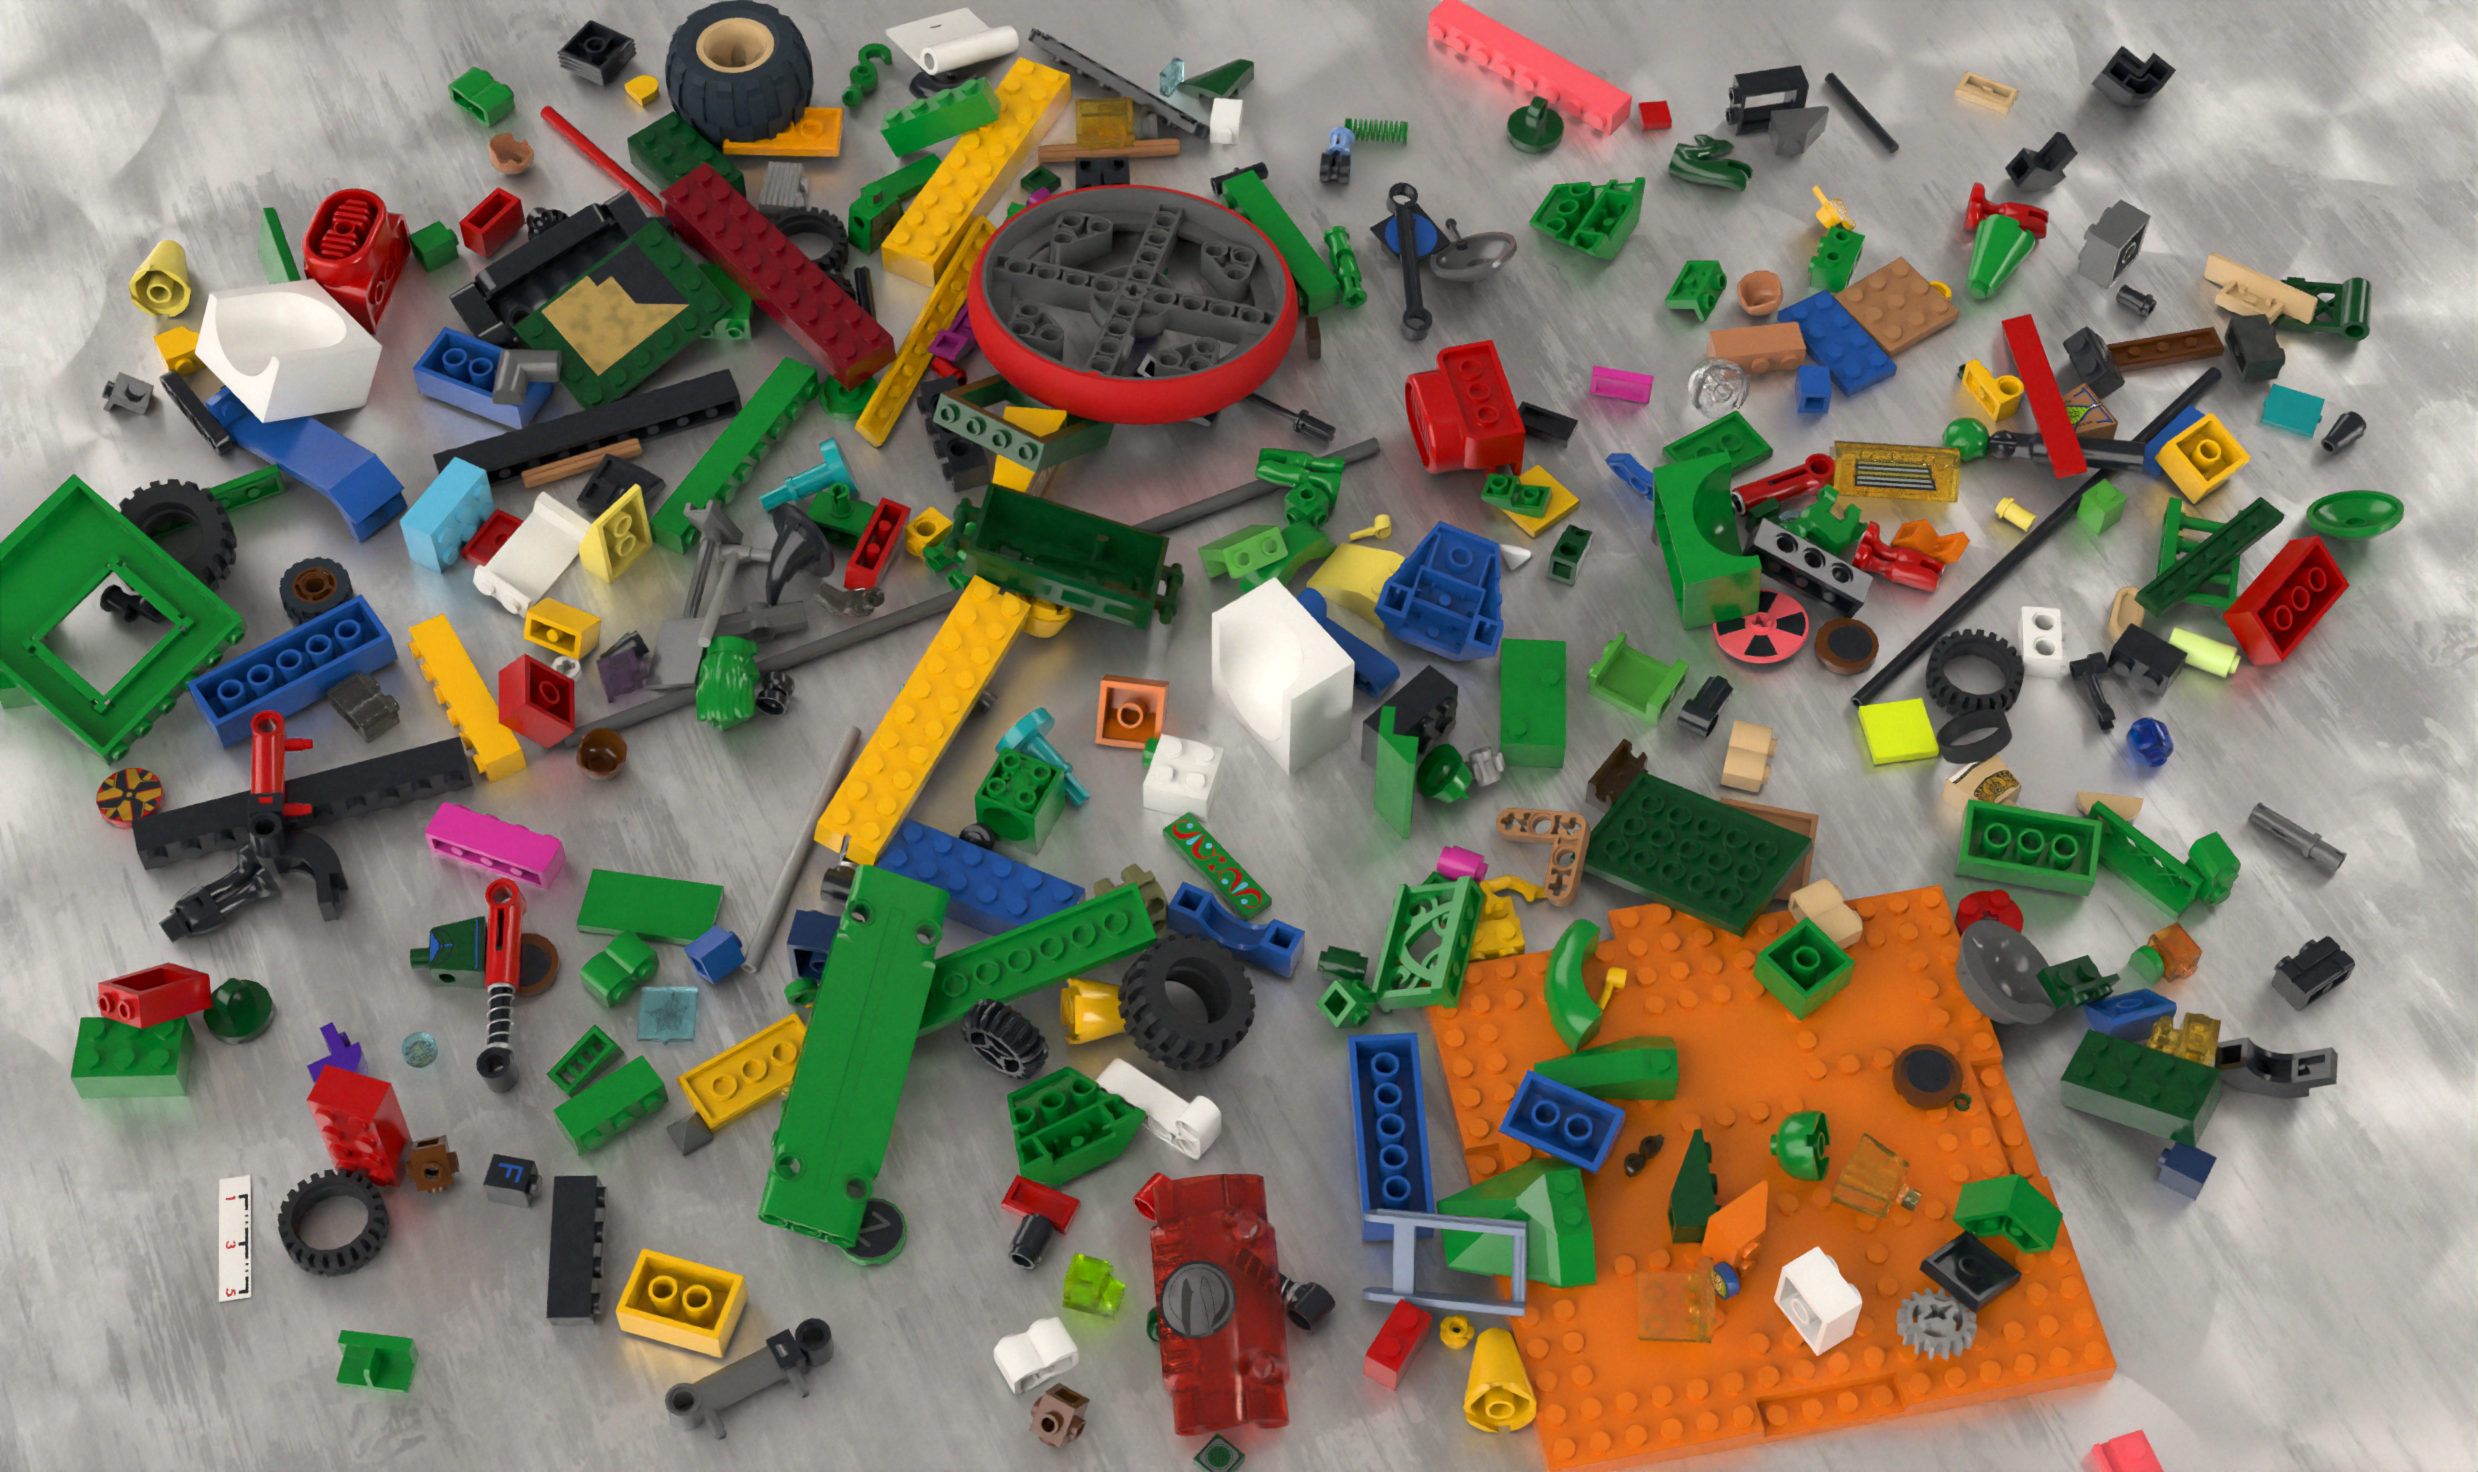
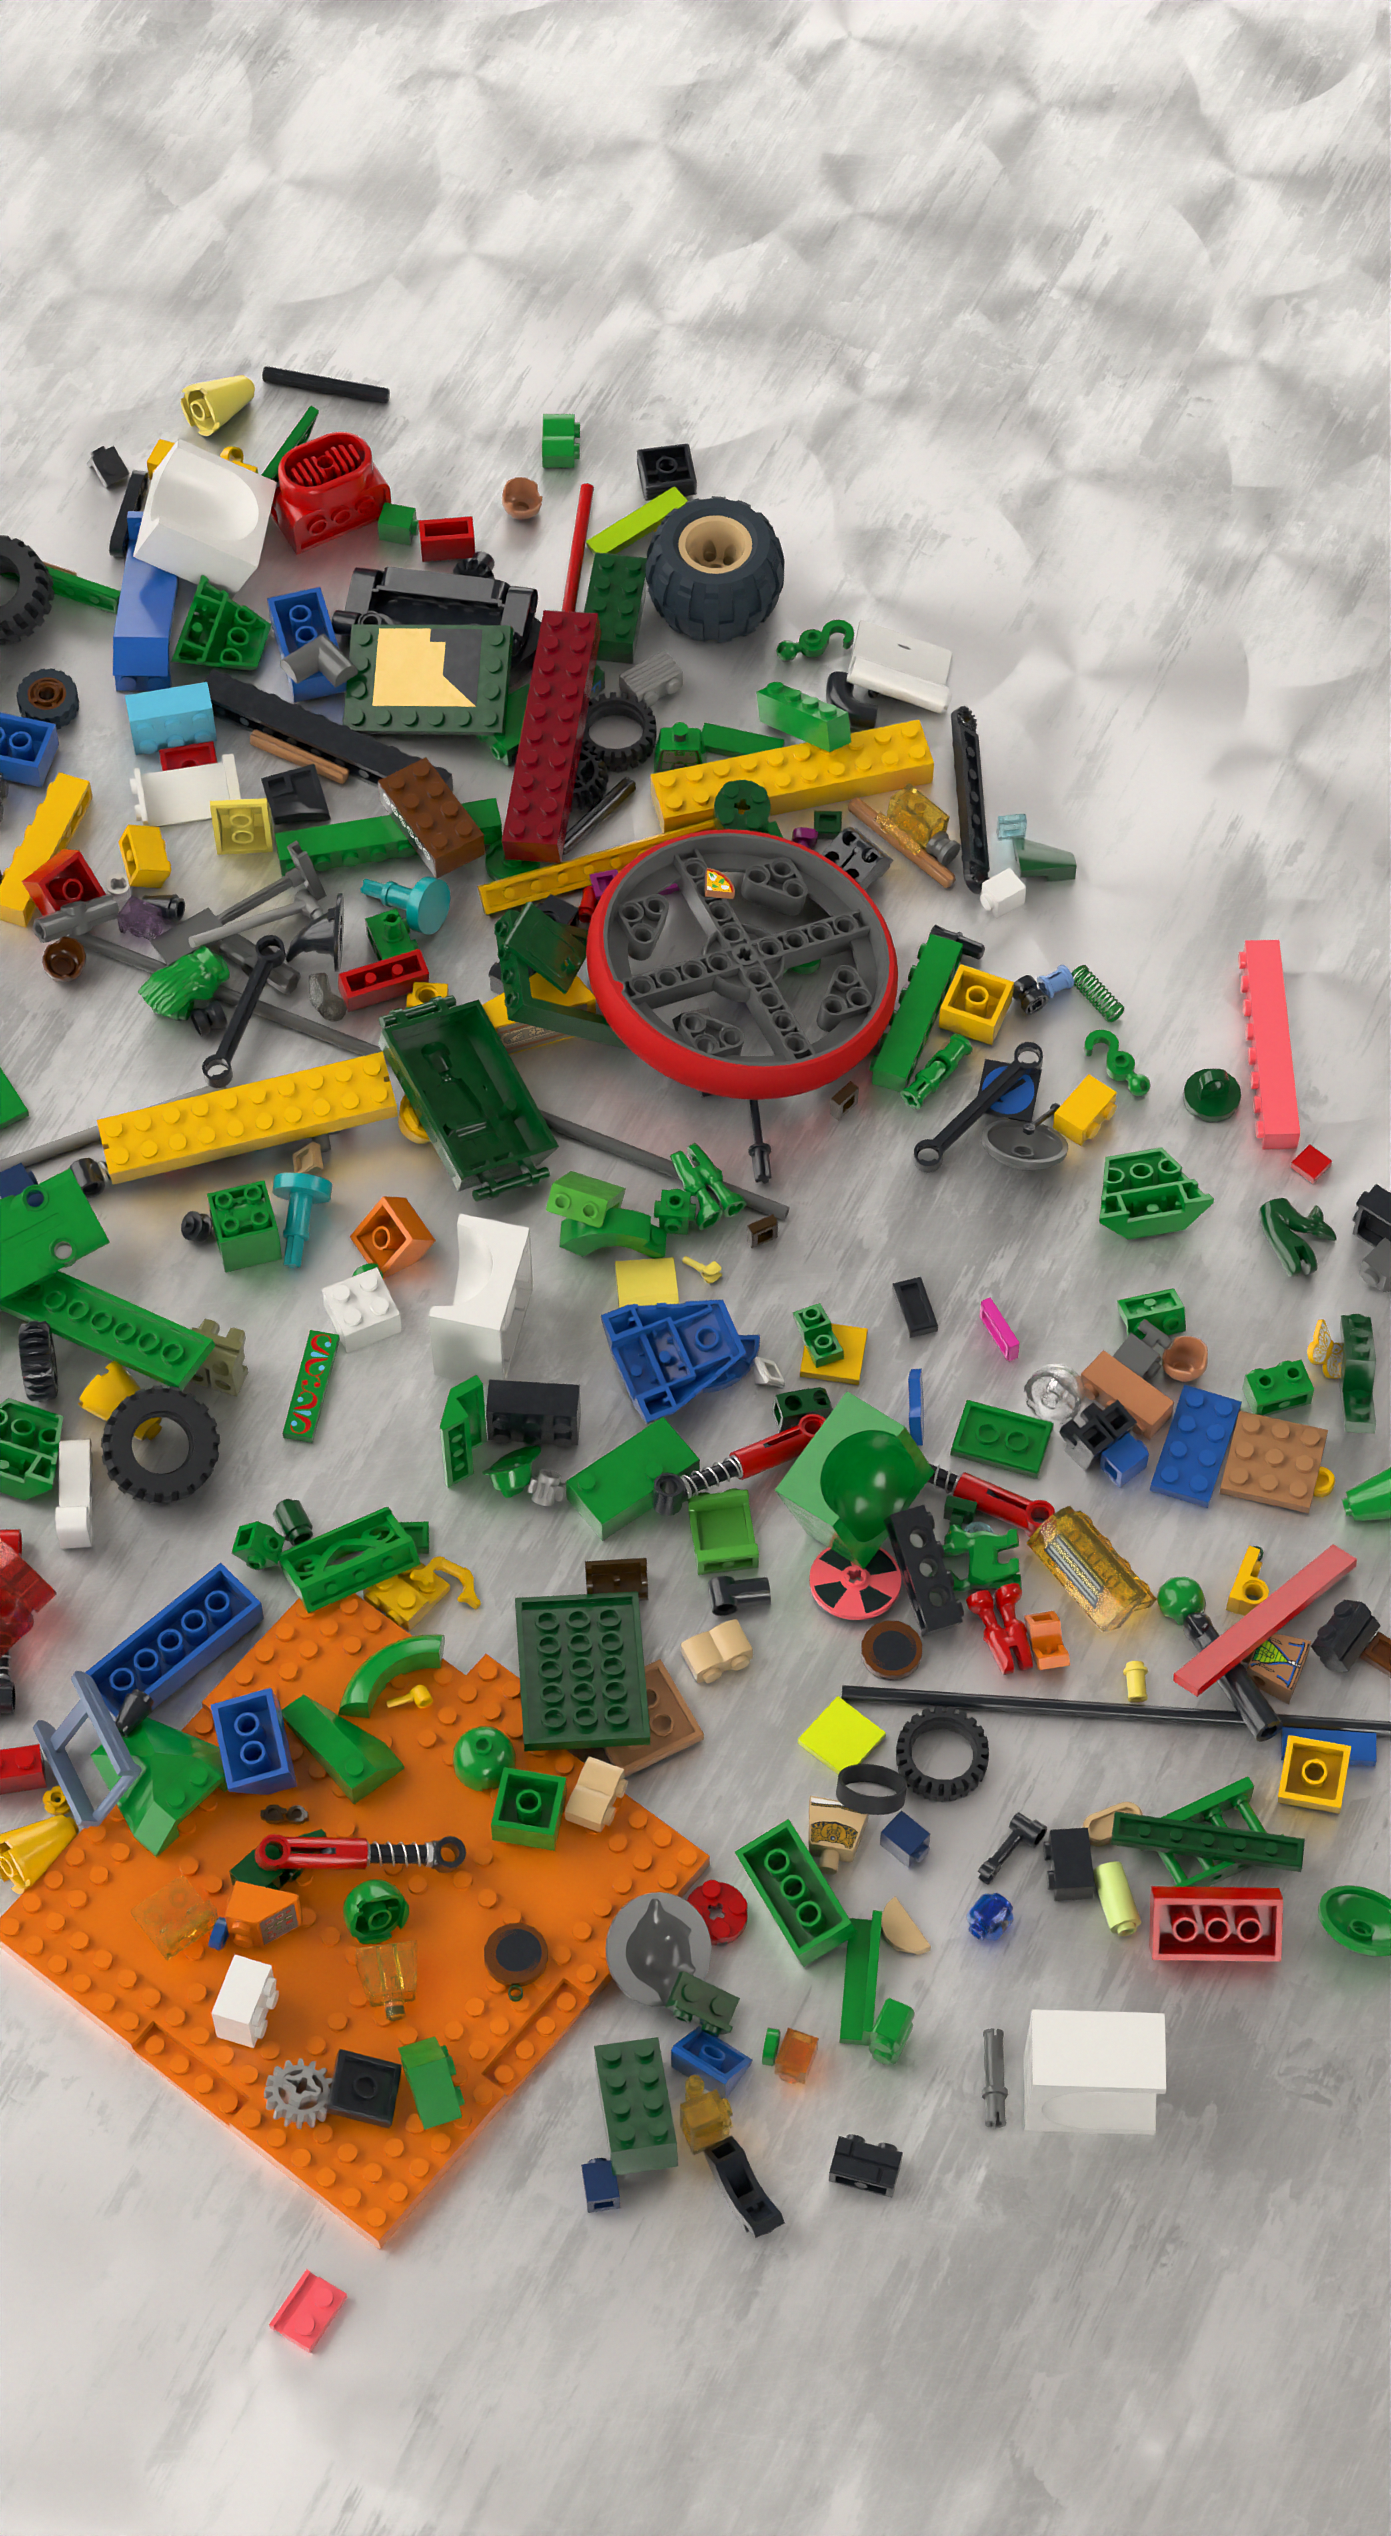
camera: 50 degrees right, 5 degrees up
(233, 202) = (326, 384): none -> black axle
(396, 428) = (220, 632): none -> green wedge
(578, 712) = (75, 918): none -> dark grey piece
(624, 102) = (636, 524): none -> lime tile
(764, 403) = (431, 817): none -> reddish brown brick
(804, 659) = (244, 1011): none -> black piece
(813, 135) = (717, 656): light orange tile -> none
(983, 886) = (156, 1248): blue brick -> none
(988, 204) = (742, 796): none -> dark green brick
(994, 719) = (308, 1159): none -> tan tile
(995, 400) = (545, 947): none -> dark green container
(1057, 256) = (718, 885): none -> tile
(1269, 945) = (258, 1434): blue arch -> none
(1315, 199) = (976, 1004): none -> yellow brick
(1372, 670) = (567, 1320): blue beam -> none
(1381, 467) = (762, 1231): none -> dark brown tile
(1444, 1193) = (133, 1711): none -> black cone
(1452, 160) = (1119, 1064): none -> green piece
(1461, 862) = (446, 1535): dark pink brick -> none
(1465, 412) = (850, 1245): red brick -> none
(1475, 204) = (1085, 1110): none -> yellow brick
(1562, 843) = (520, 1583): medium nougat beam -> none
(1593, 620) = (672, 1490): none -> piece
(1718, 973) = (482, 1756): none -> green cylinder
(1730, 312) = (1139, 1354): none -> dark grey brick
(1744, 1118) = (355, 1853): none -> piece
(1780, 386) = (1098, 1434): none -> black hips
(1876, 204) = (1357, 1374): none -> dark green bracket
(2033, 749) = (905, 1839): none -> dark blue brick
(2040, 641) = (1011, 1773): white brick -> none
(2101, 507) = (1197, 1736): bright green brick -> none
(2368, 751) = (1094, 2071): none -> white piece

